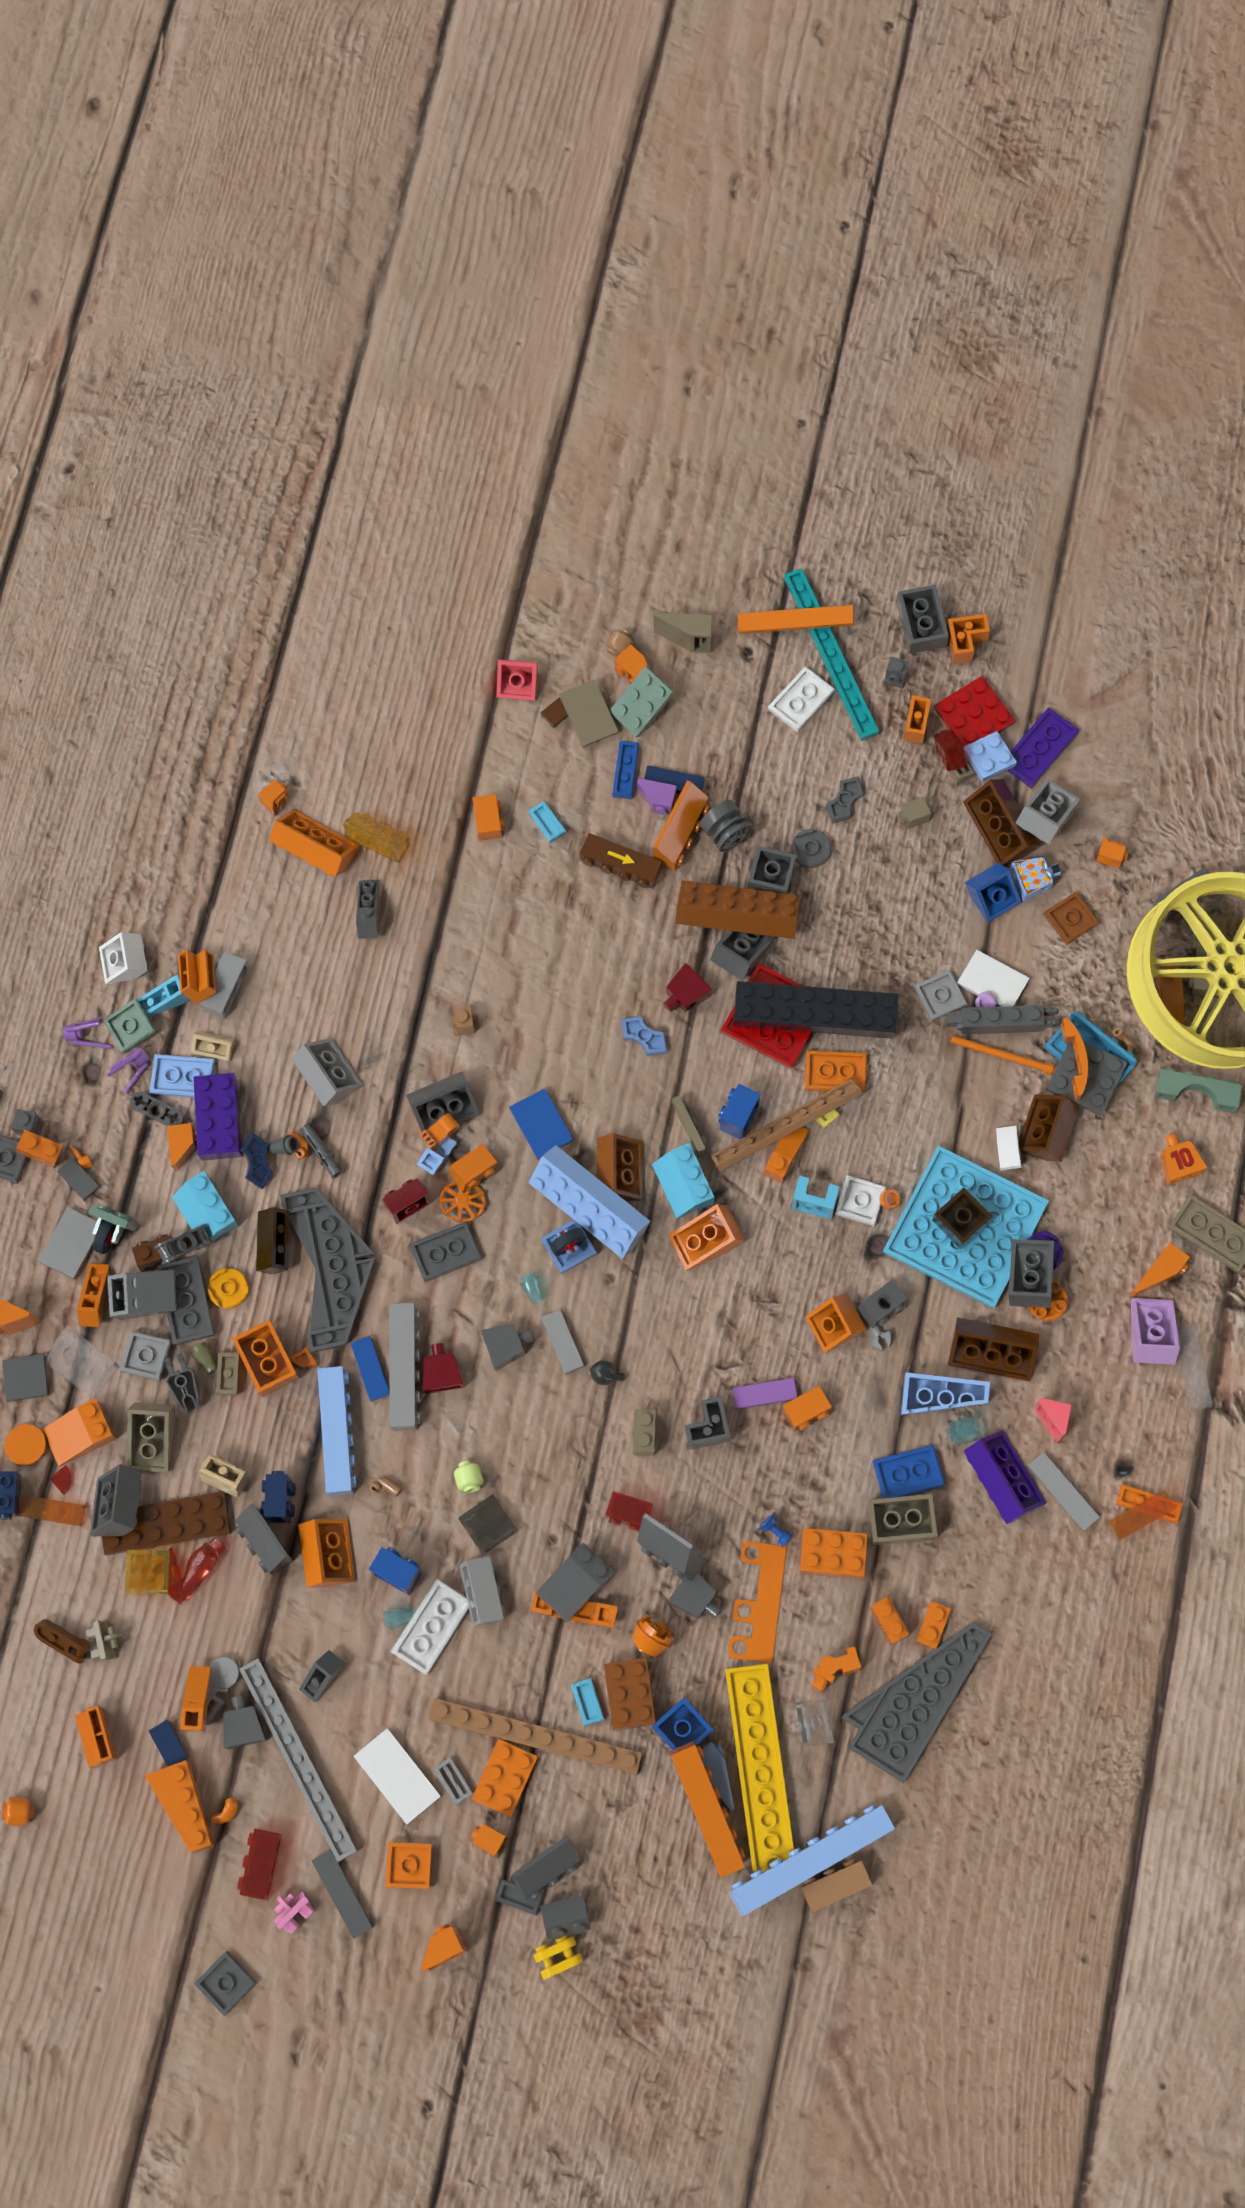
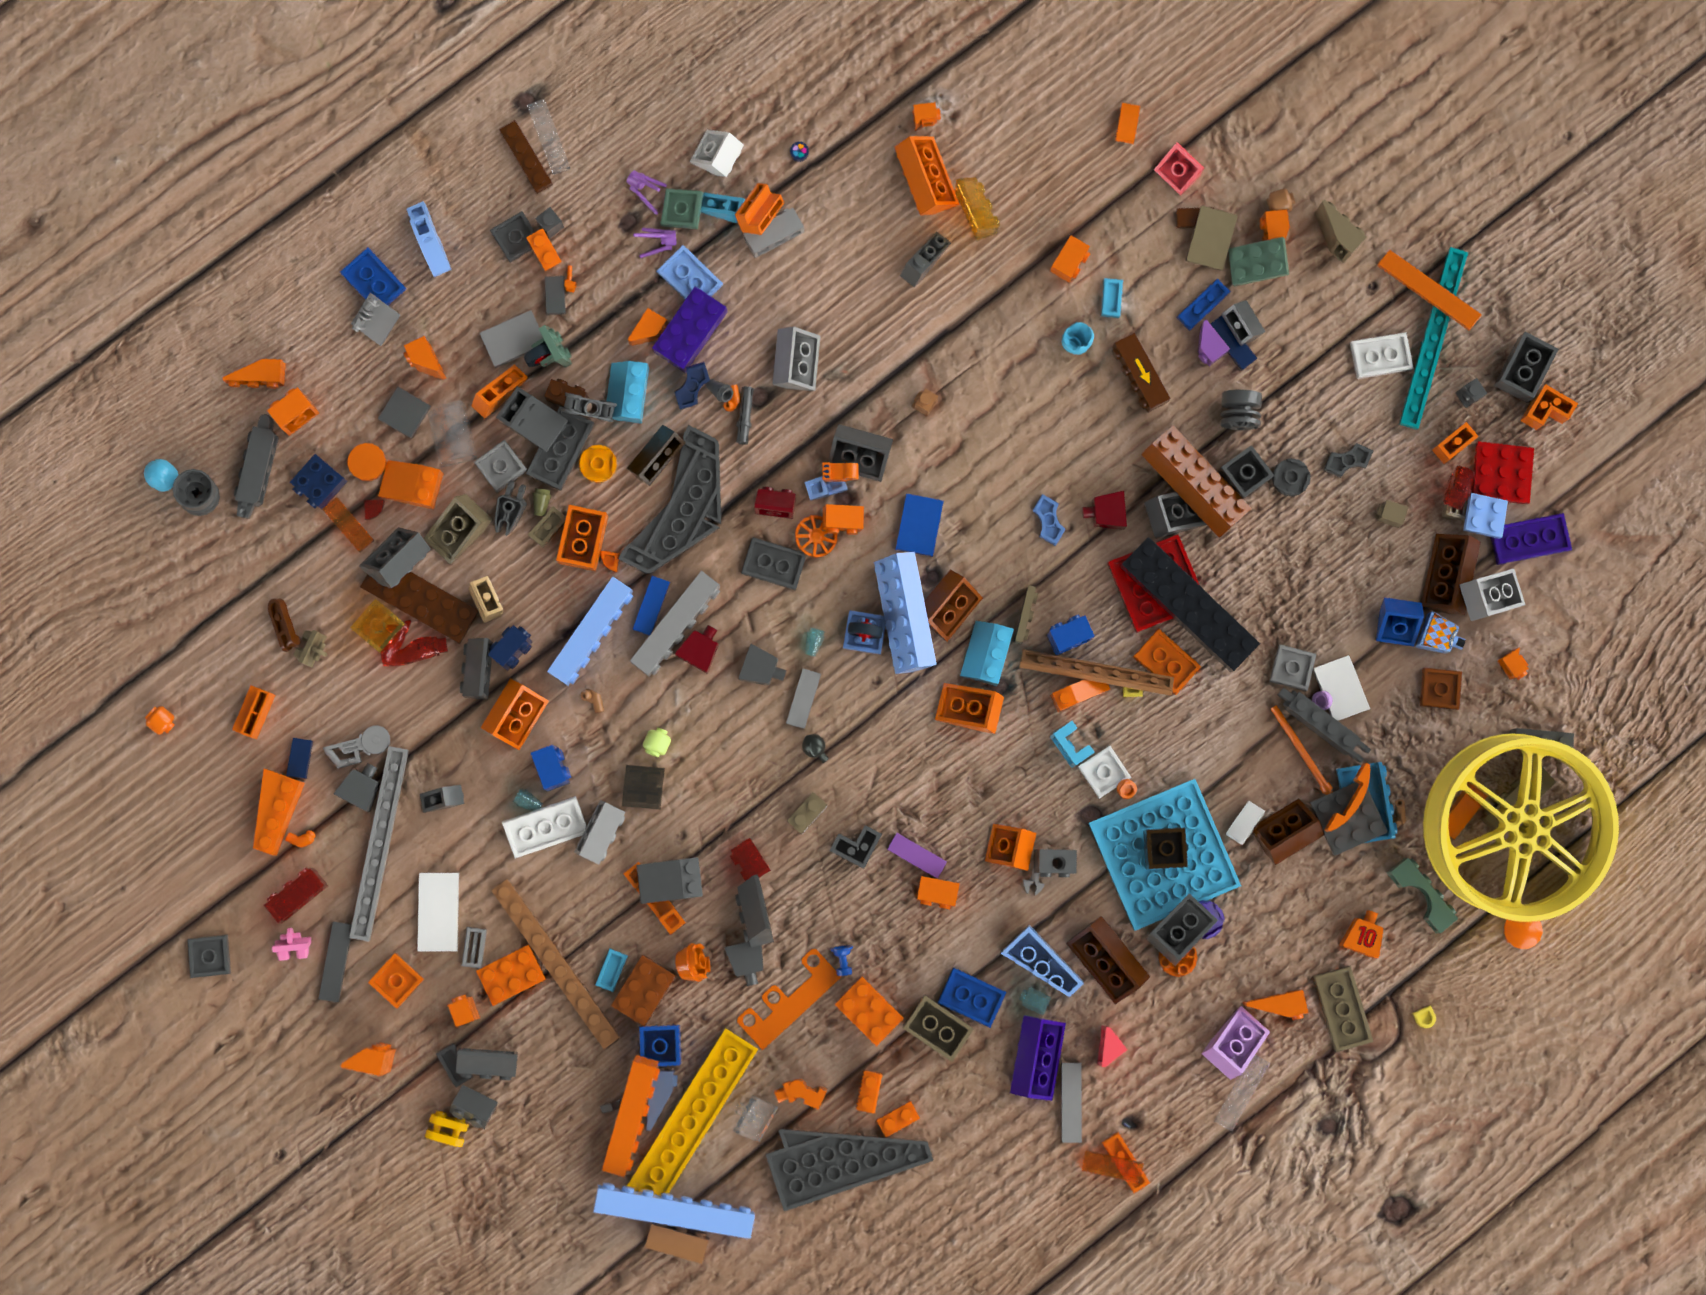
camera: 30 degrees right, 10 degrees up
(154, 1102) = (641, 278): dark grey beam -> none
(192, 905) = (799, 151): none -> dark blue tile
(195, 1700) = (340, 744): orange slope -> none
(212, 1045) = (730, 272): tan slope -> none
(445, 677) = (1127, 123): none -> orange slope
(546, 873) = (1077, 338): none -> medium azure hair
(669, 758) = (1243, 322): none -> dark grey brick
(680, 826) = (1206, 383): orange slope -> none
(687, 1811) = (611, 1106): none -> dark grey tile

